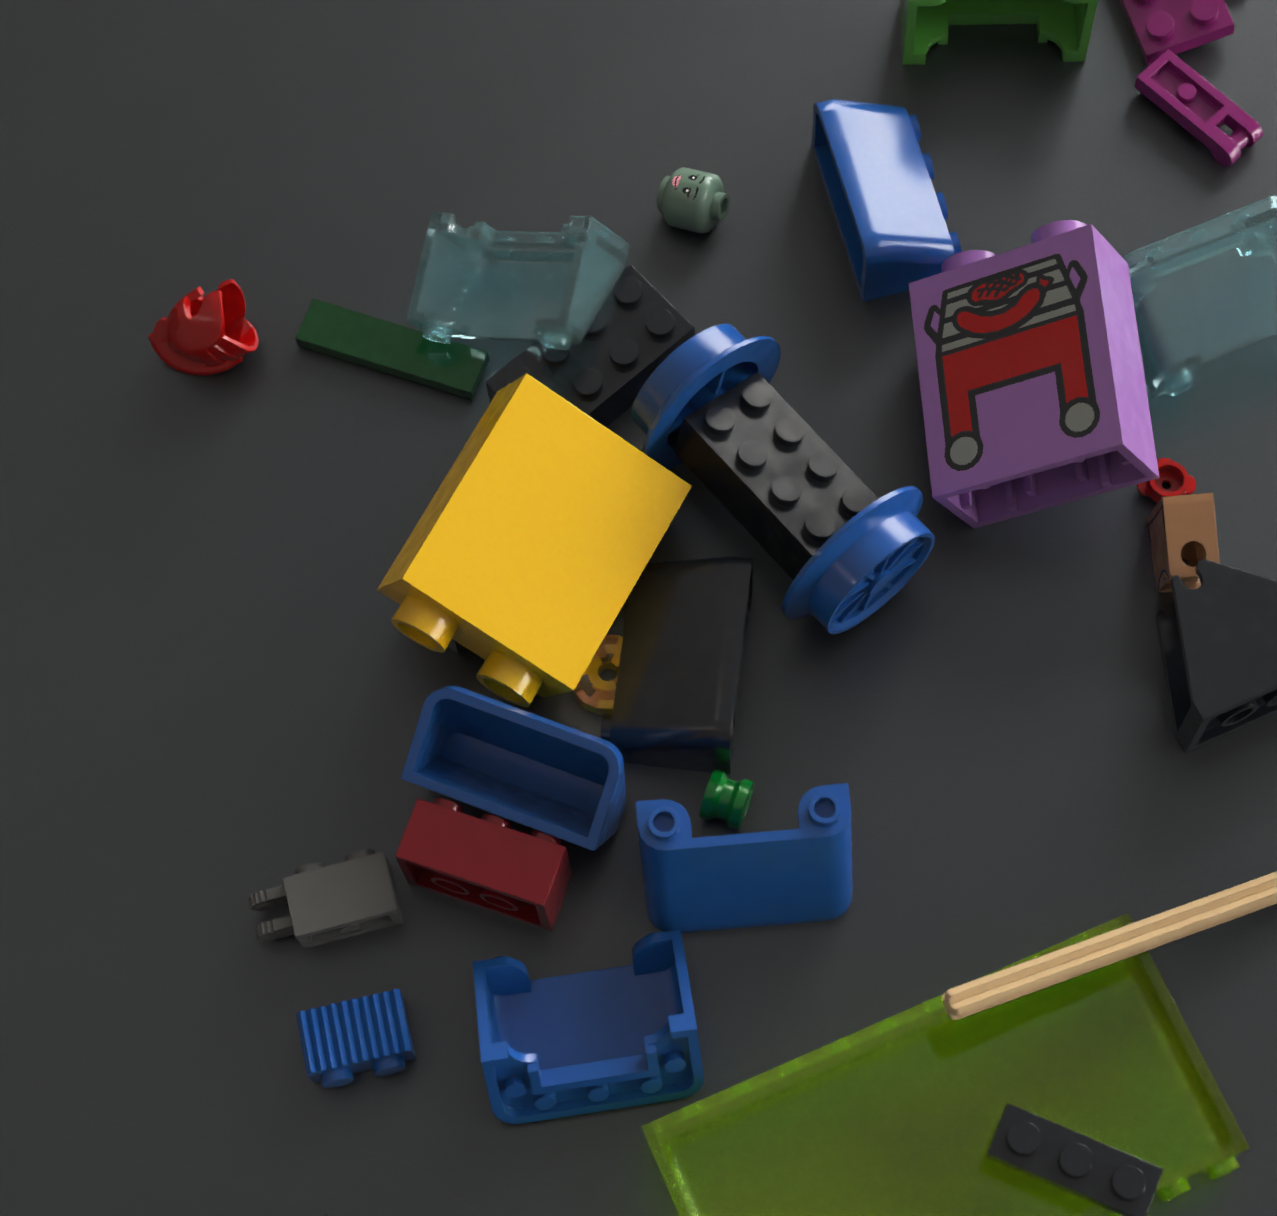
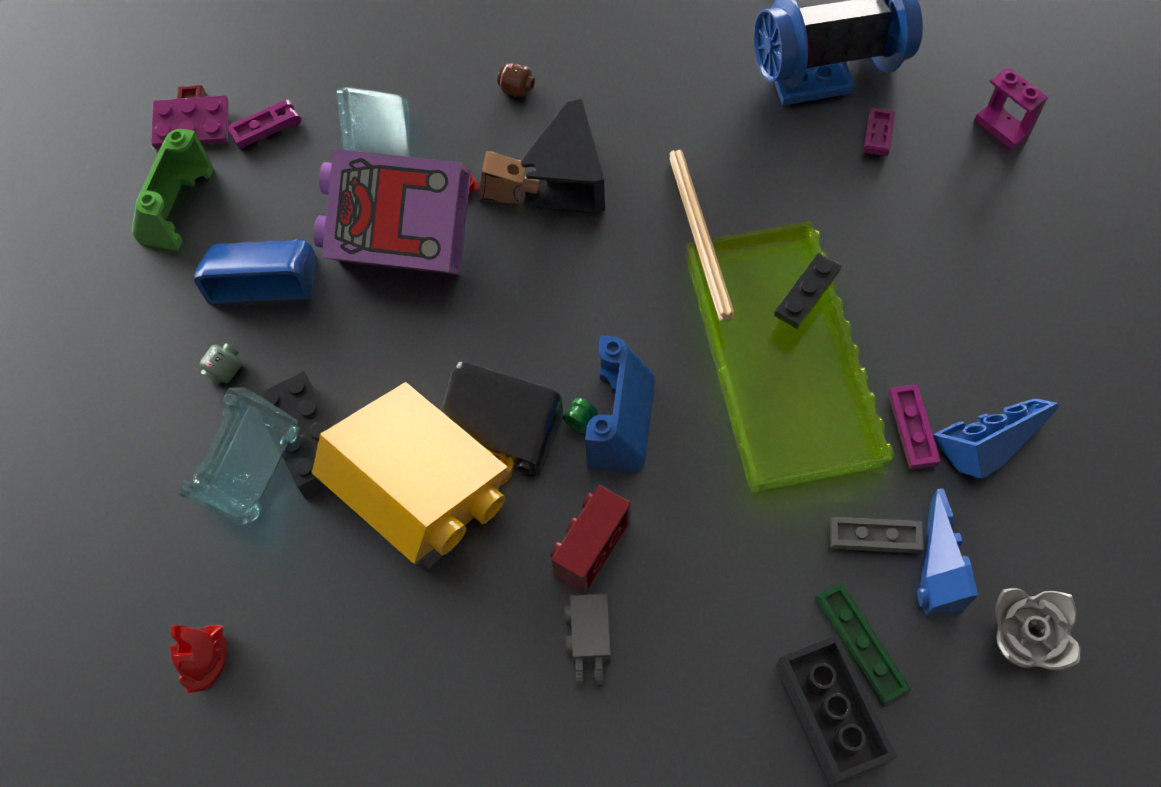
camera: 80 degrees left, 5 degrees down
(356, 1038) = (673, 634): blue brick -> none
(392, 349) = (248, 548): dark green tile -> none
(518, 766) = (543, 505): blue windscreen -> none
(588, 1035) = (694, 505): blue windscreen -> none
(780, 479) = (415, 339): brick -> none

